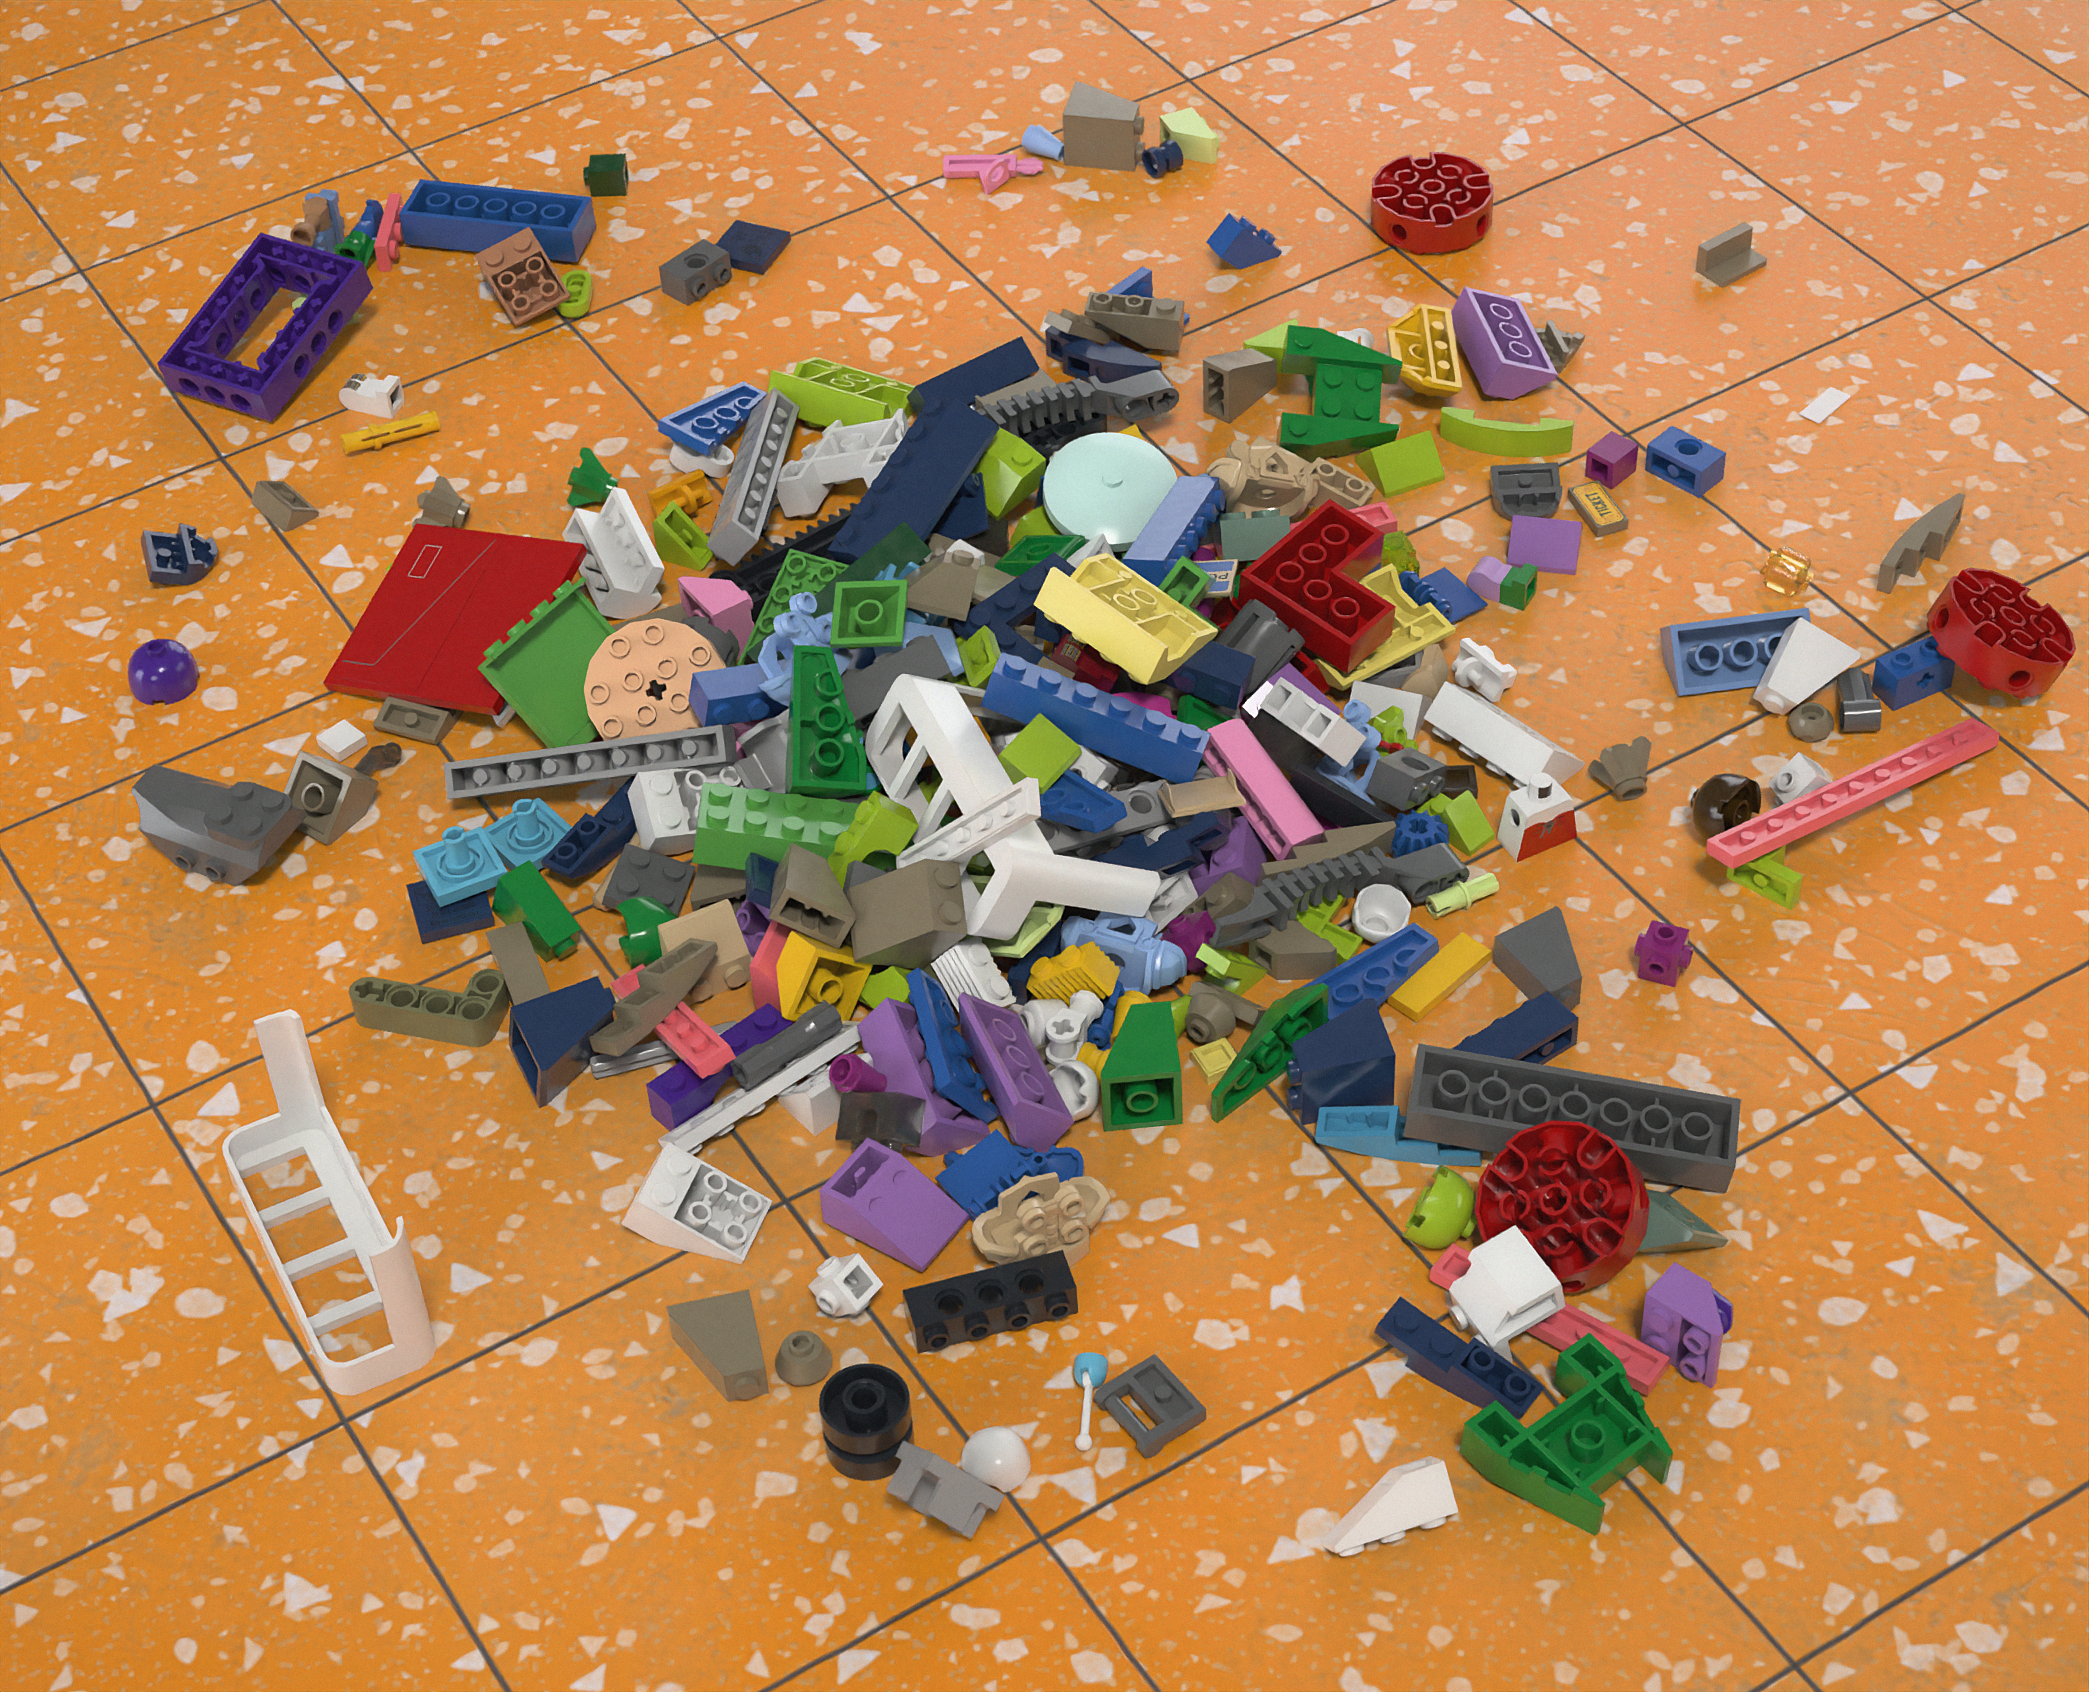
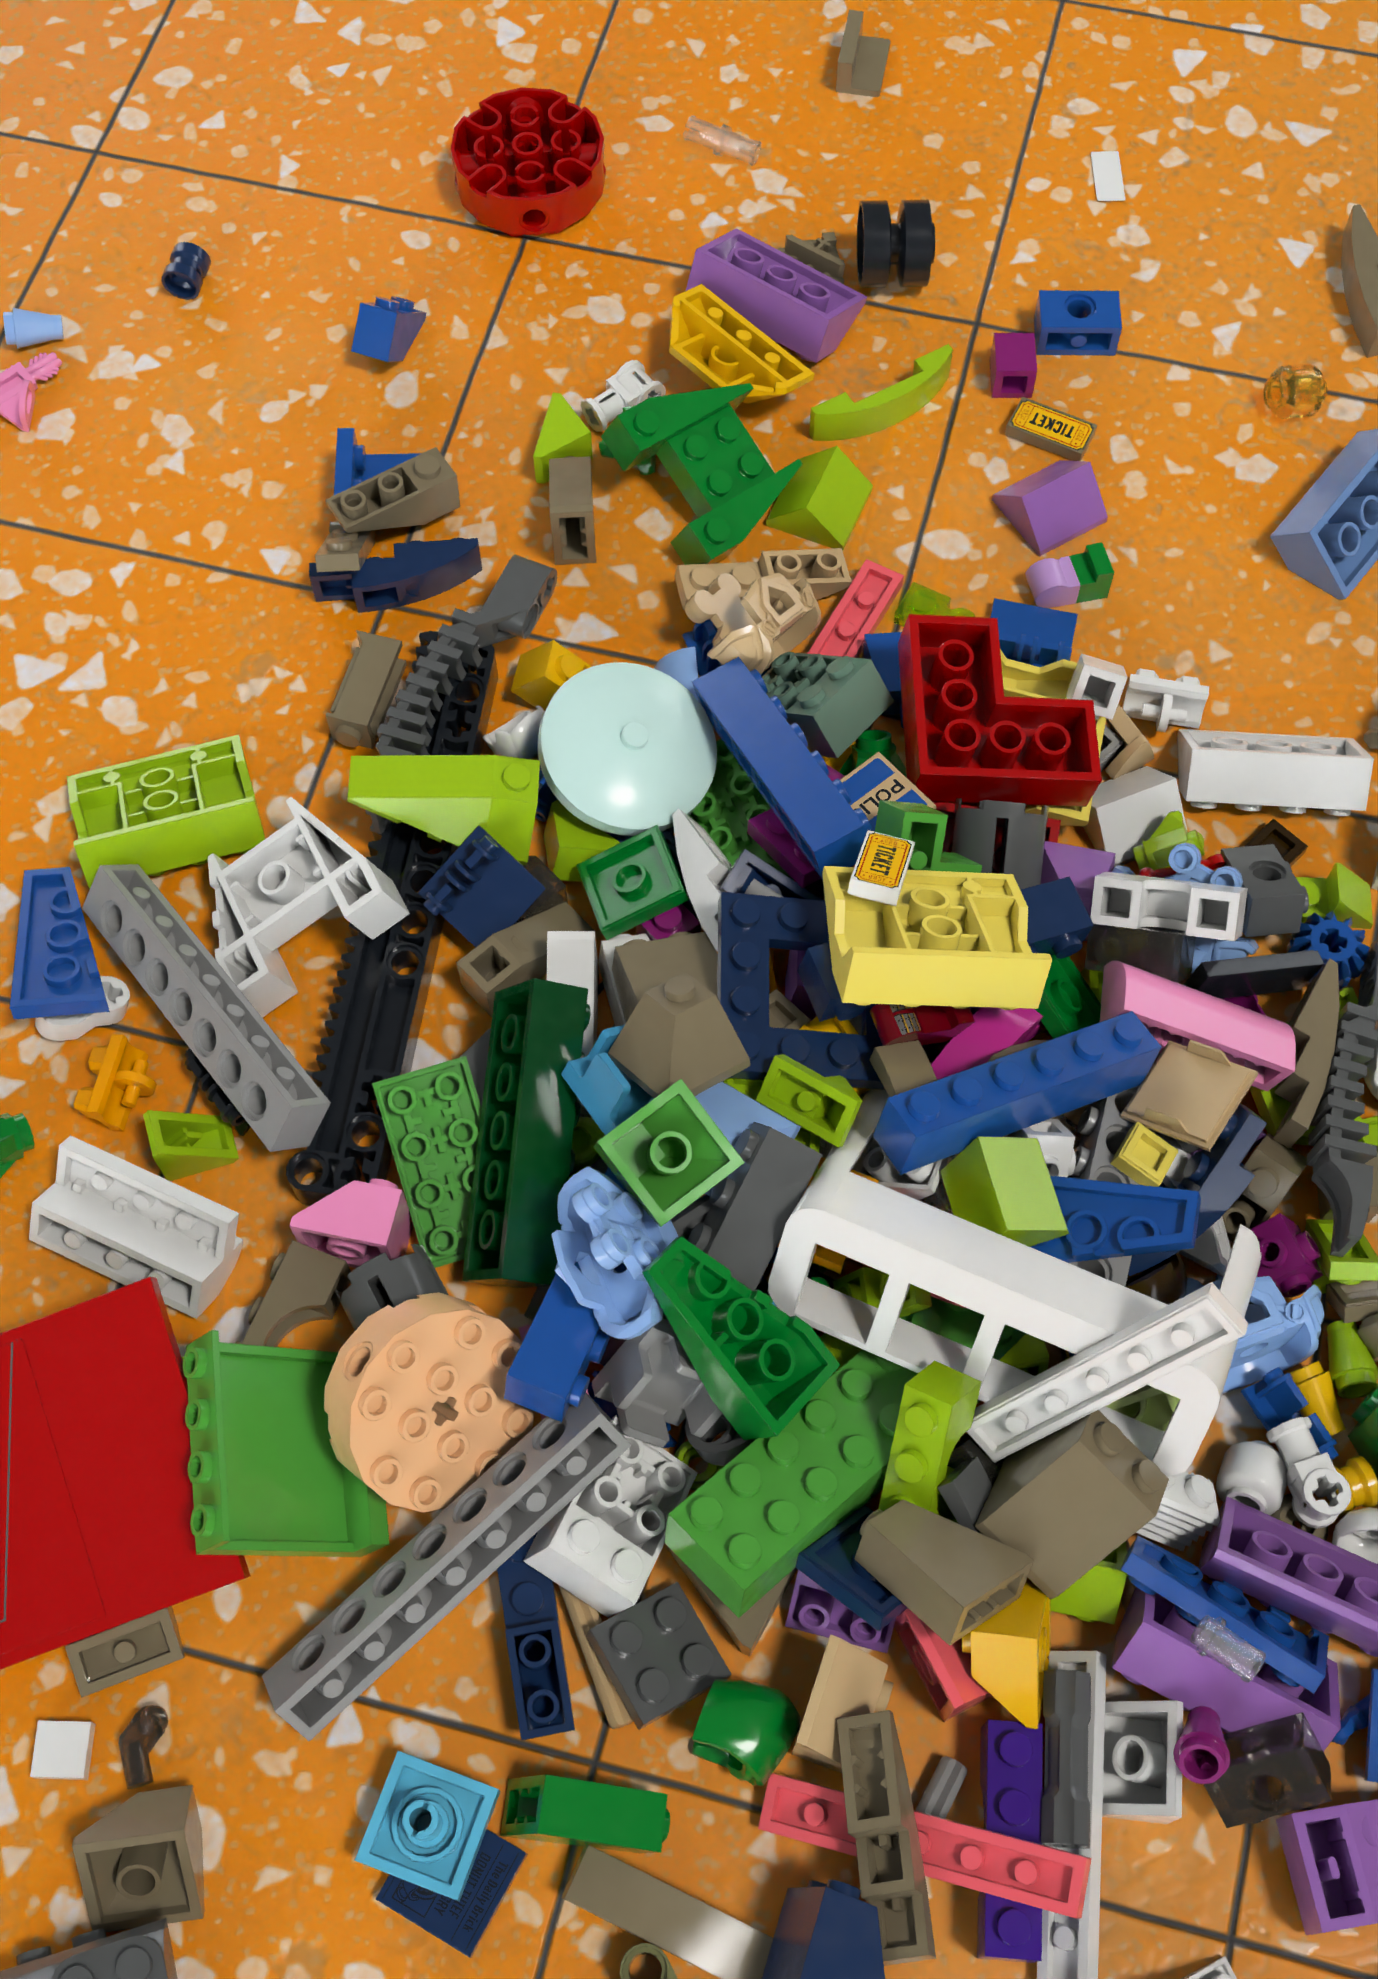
camera: 45 degrees left, 20 degrees up
(527, 833) = (450, 1703): medium azure plate -> none
(912, 1026) = (1227, 1647): none -> clear pin
(917, 477) = (438, 901): dark blue slope -> none
(979, 376) = (298, 698): dark blue brick -> none
(1073, 971) = (1250, 1403): yellow brick -> none
(1101, 130) = (94, 273): dark tan slope -> none
(1134, 568) = (881, 868): none -> tile
(1145, 813) = (1144, 1156): none -> light yellow tile
(1191, 135) = (179, 219): yellowish green slope -> none
(1419, 613) = (1099, 682): none -> white brick
(1526, 489) = (976, 456): dark grey slope -> none
(1577, 255) = (722, 140): none -> clear pin
(1606, 353) = (904, 244): none -> black wheel

